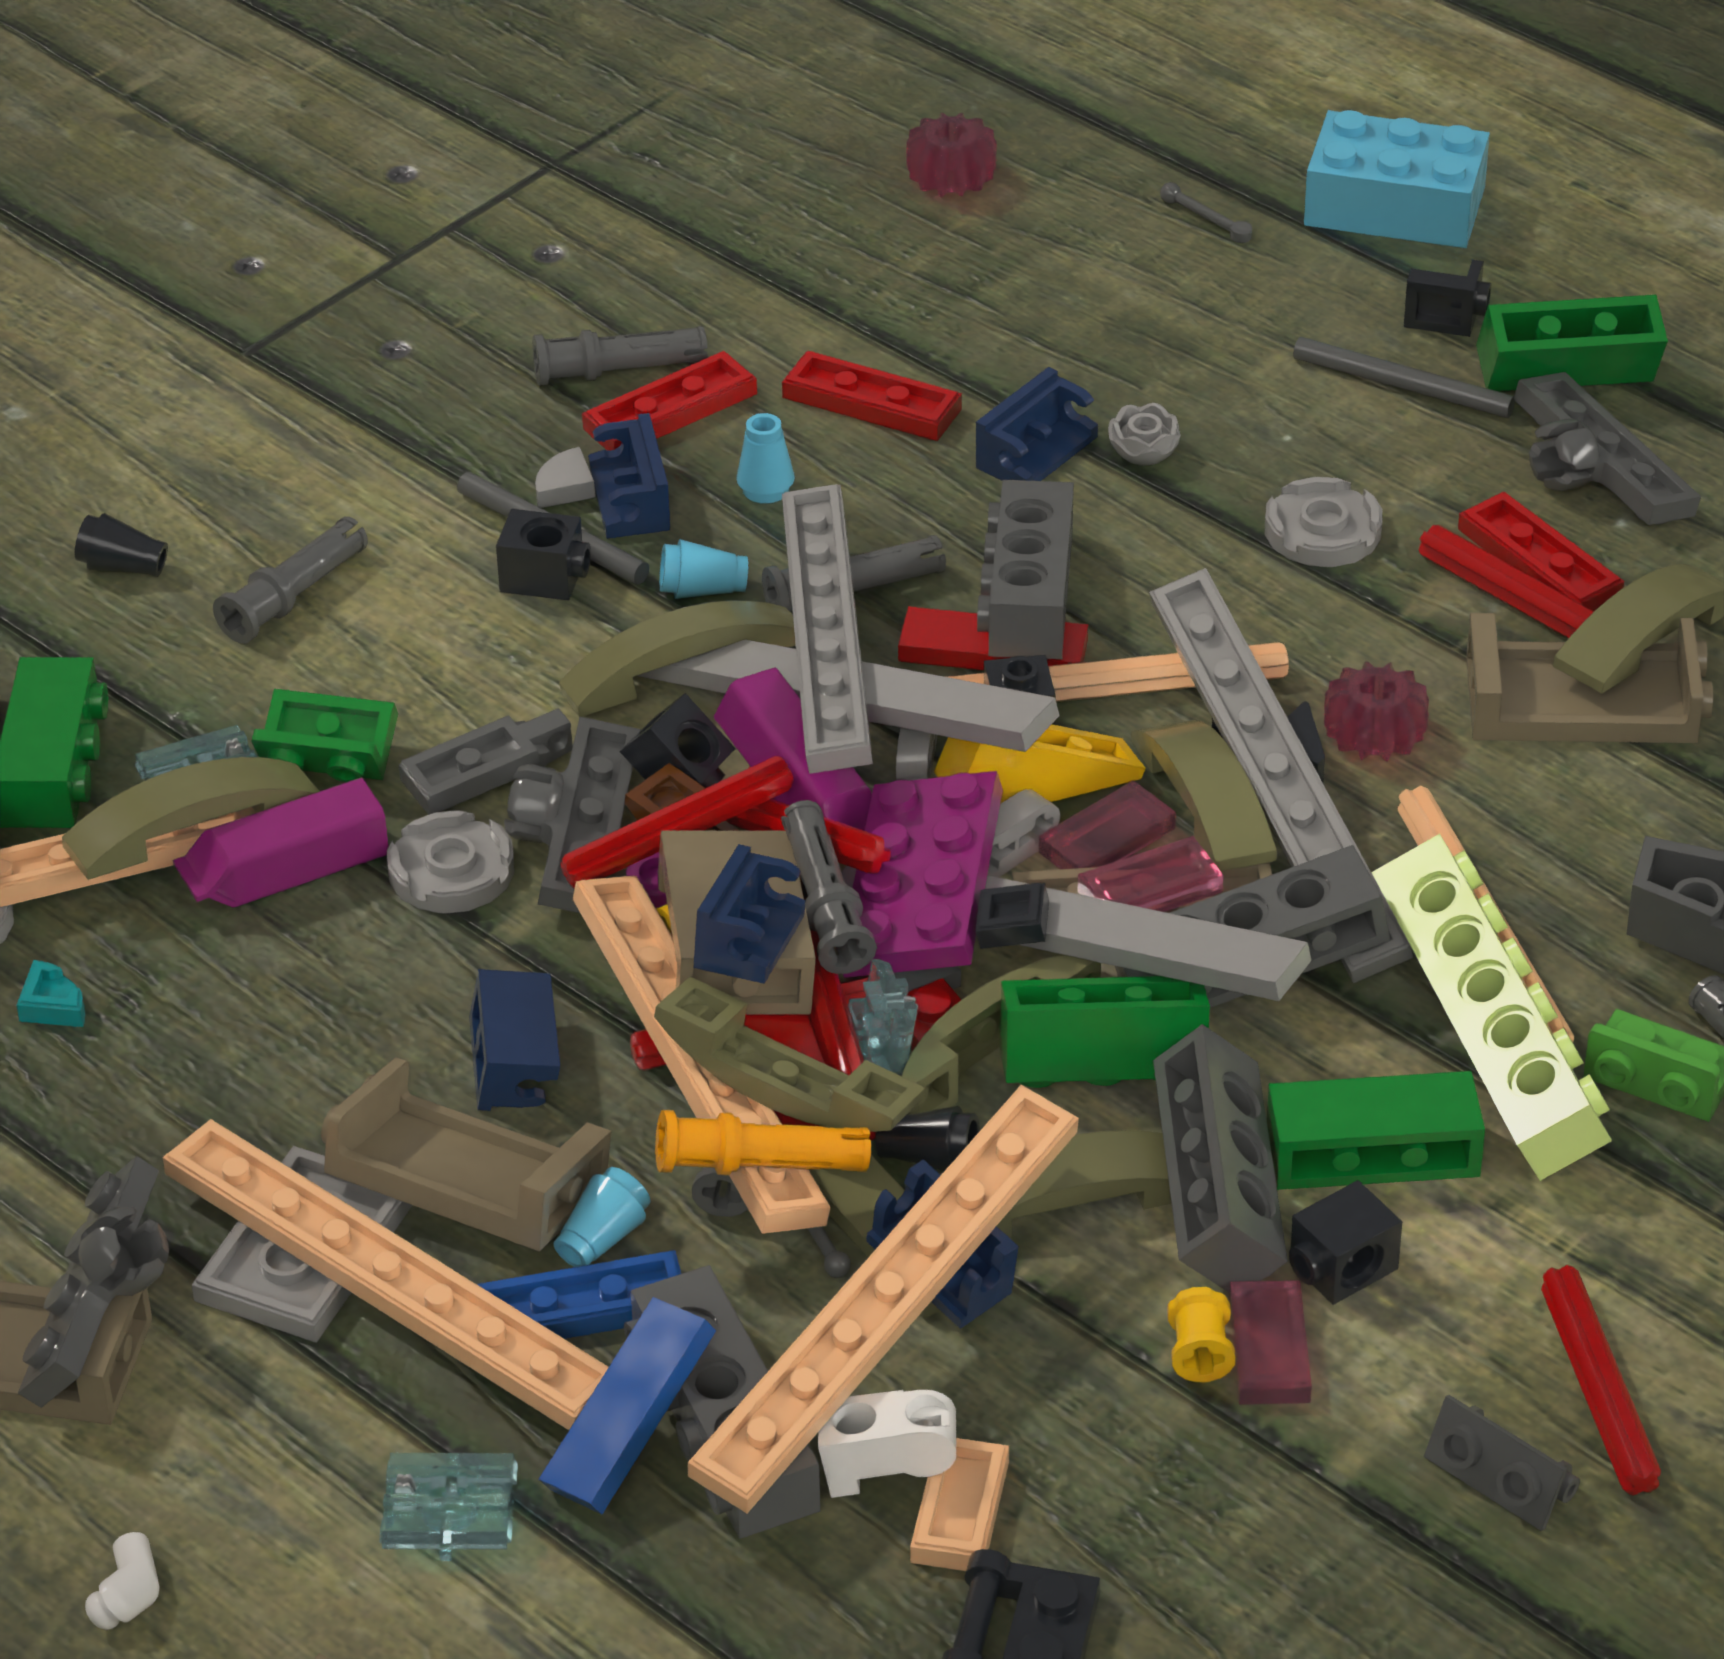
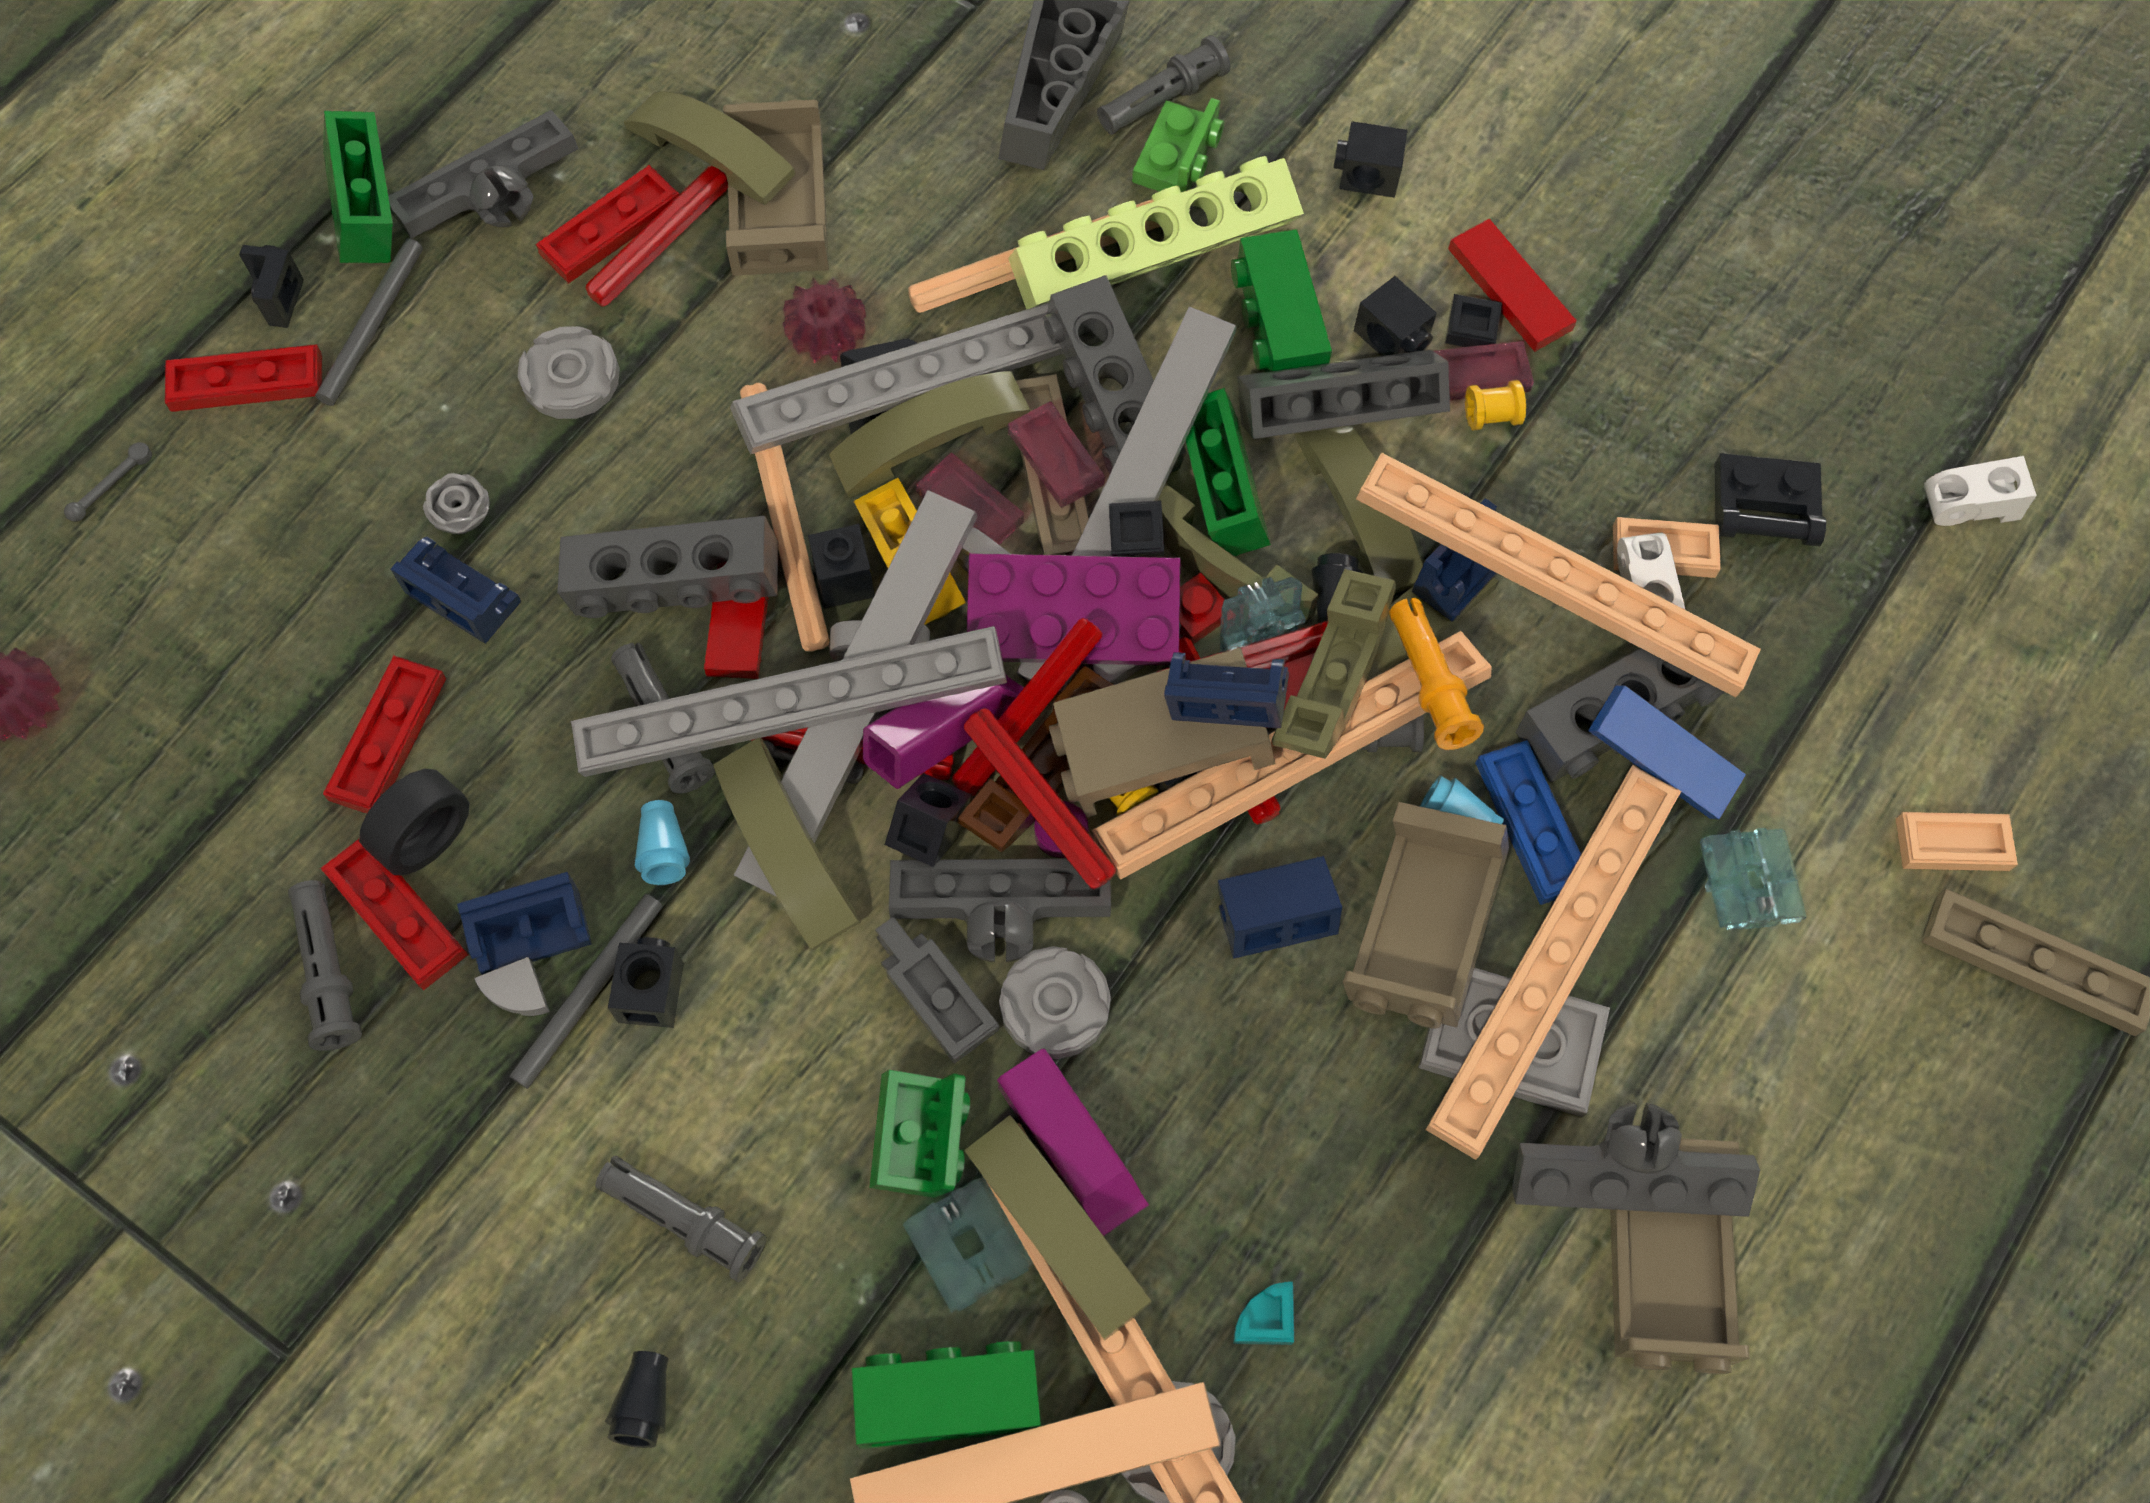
camera: 100 degrees left, 25 degrees up
(127, 1589) = (1886, 1089): white arm -> none
(762, 367) = (414, 821): none -> black tyre
(764, 460) = (509, 804): medium azure cone -> none
(831, 905) = (1133, 660): dark grey pin -> none
(1331, 291) = (243, 378): none -> red tile
(1353, 1347) = (1472, 321): none -> black tile
(1396, 178) = (90, 322): medium azure brick -> none
(1409, 1395) = (1512, 281): none -> red tile
(1499, 1463) = (1572, 222): dark grey hinge -> none
(1601, 1380) = (1475, 183): red axle -> none
(1632, 1253) = (1371, 159): none -> black brick

